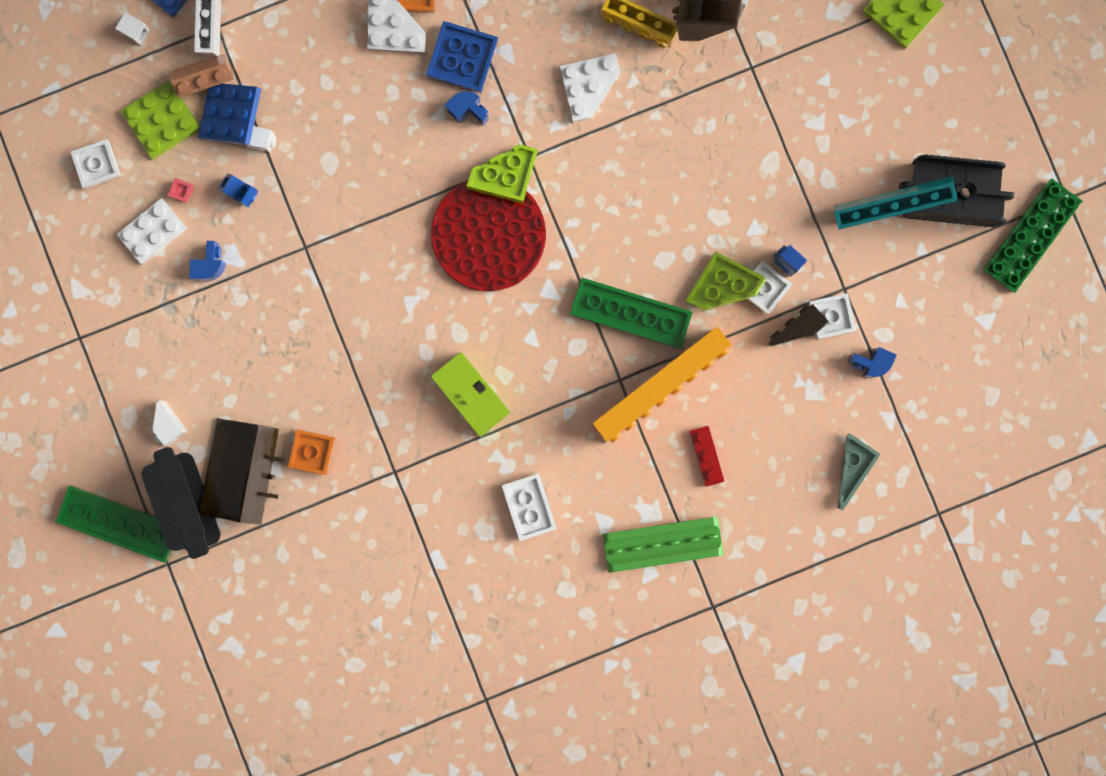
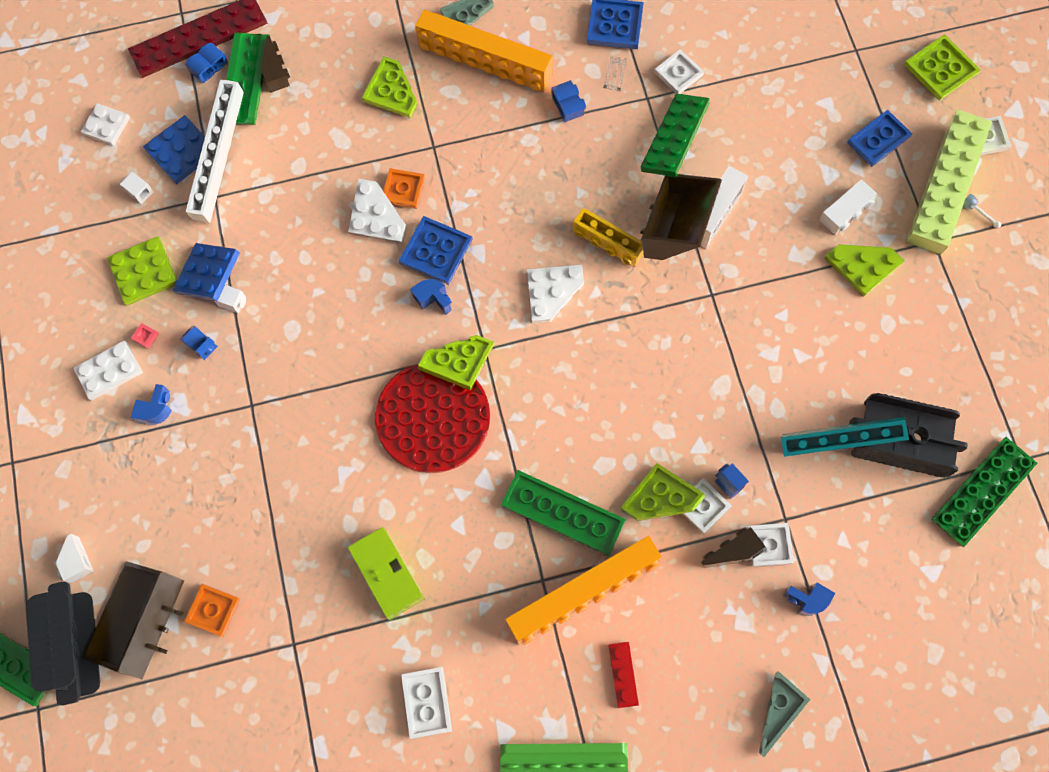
camera: 10 degrees right, 15 degrees down
(95, 164) = (71, 301): white plate -> none
(201, 75) = (188, 234): nougat brick -> none

